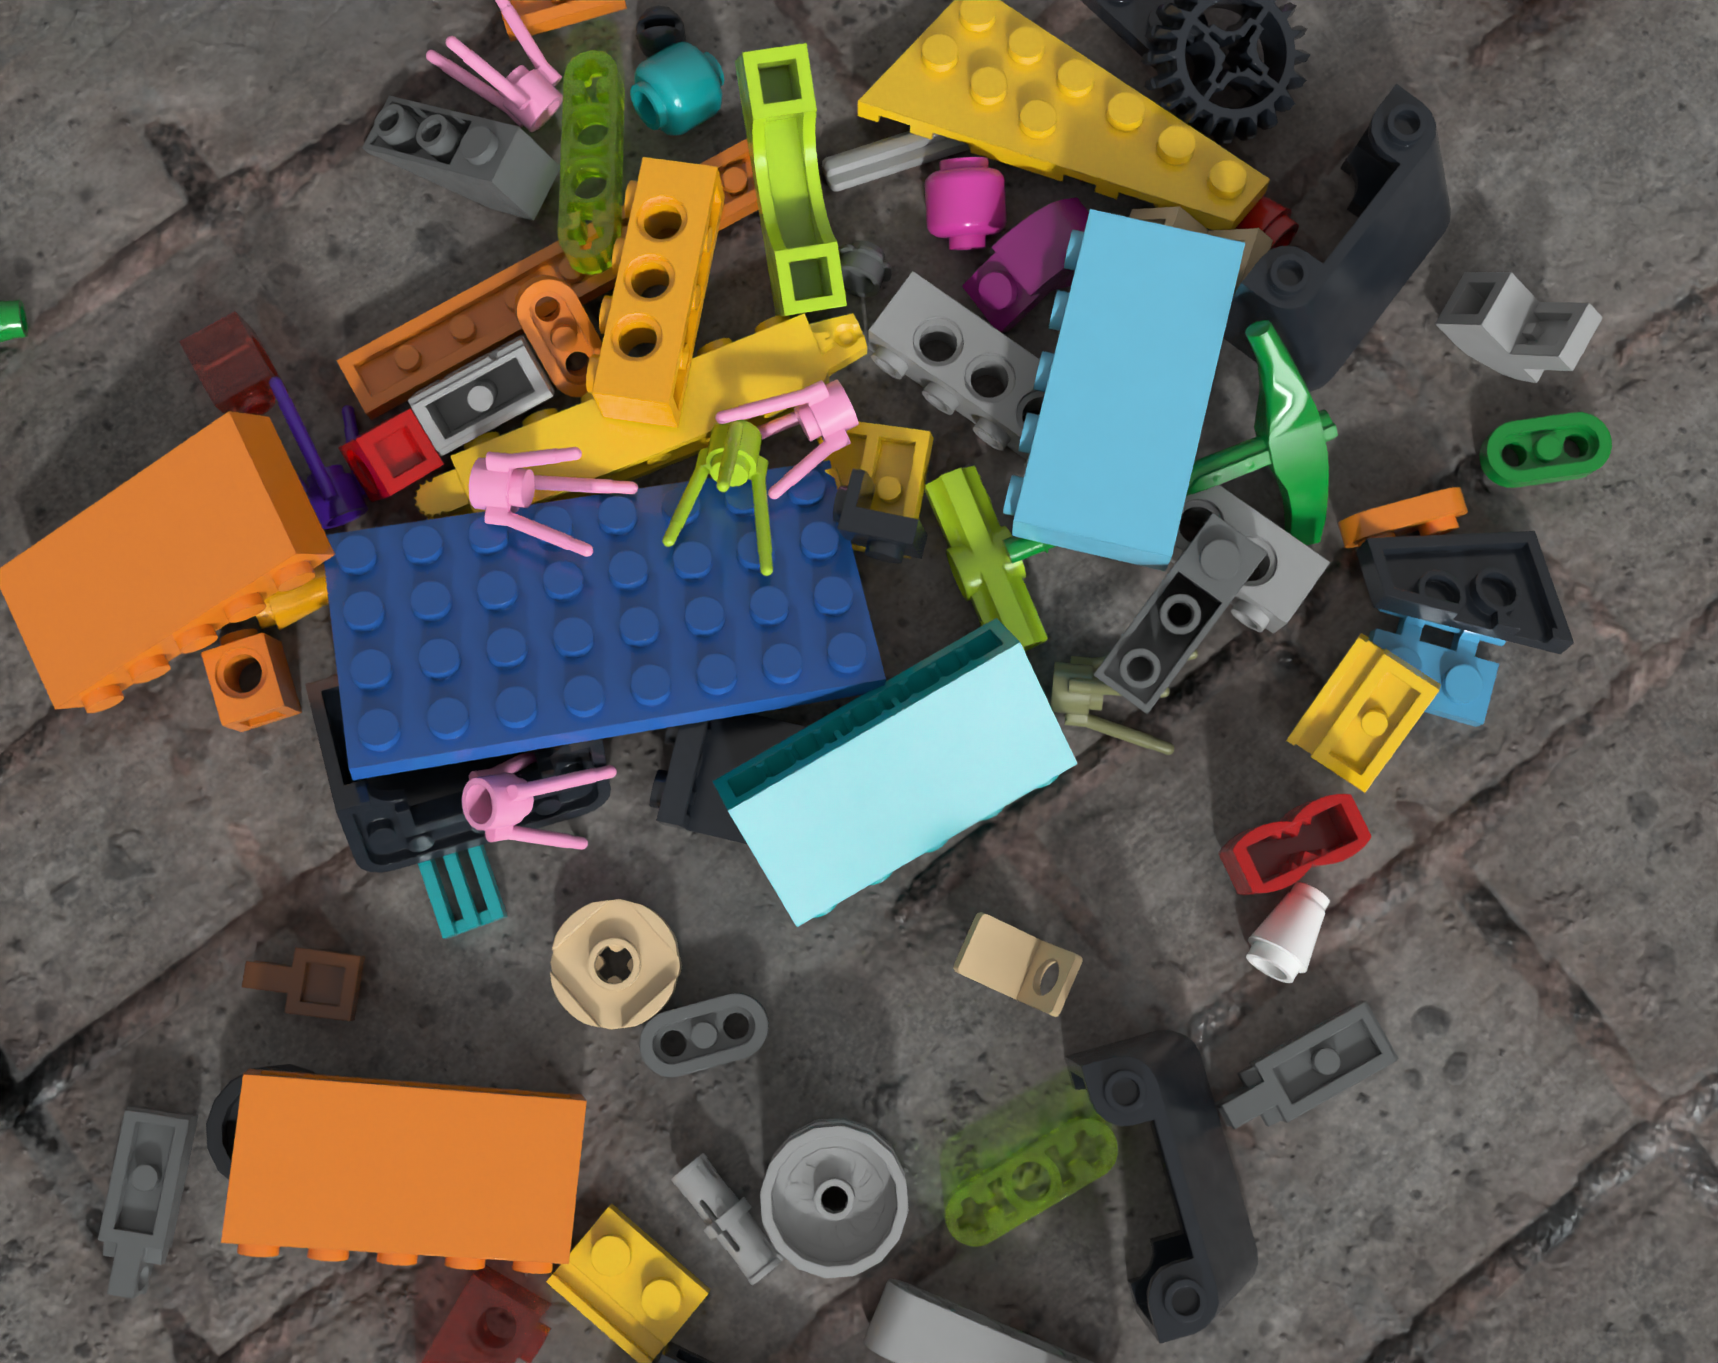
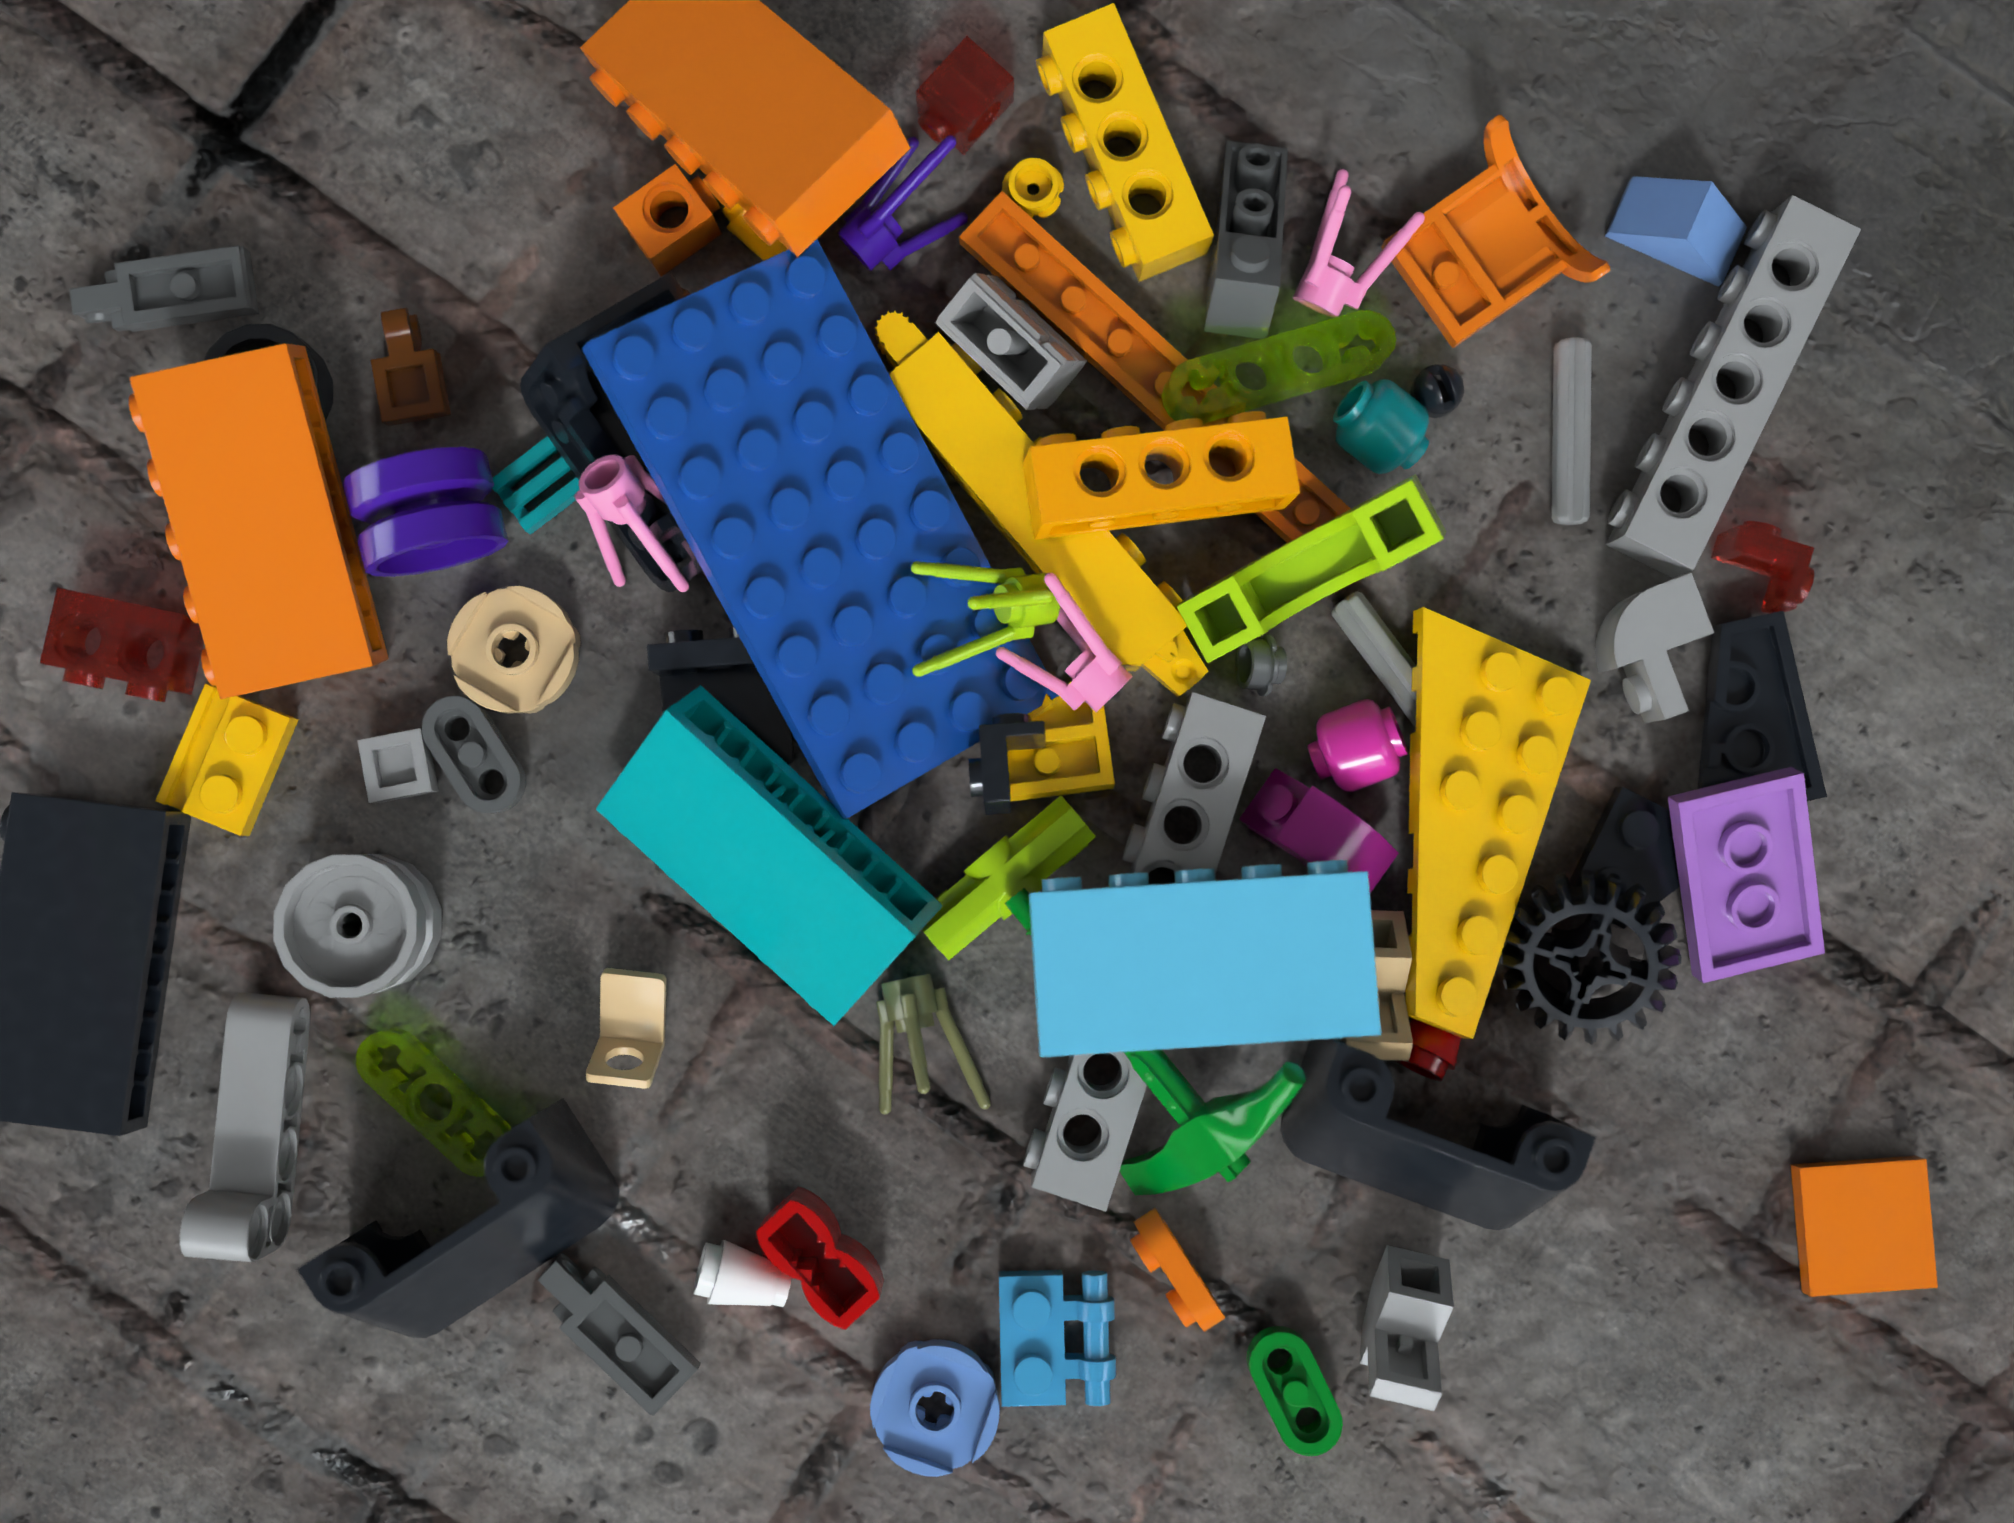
camera: 65 degrees right, 5 degrees up
(240, 225) = (1101, 51): none -> yellow brick
(339, 319) = (1039, 173): none -> yellow plate
(391, 455) = (922, 275): red brick -> none
(452, 999) = (425, 511): none -> dark purple wheel
(504, 486) = (921, 398): bright pink plant -> none
(558, 334) = (1095, 392): orange plate -> none
(690, 1113) = (397, 766): none -> light grey plate
(727, 1219) = (314, 828): light grey pin -> none
(1180, 613) = (1002, 1081): dark grey slope -> none
(1364, 712) = (972, 1287): yellow plate -> none
(1470, 583) = (1131, 1354): black wing -> none
(1501, 780) = (953, 1439): none -> medium blue plate

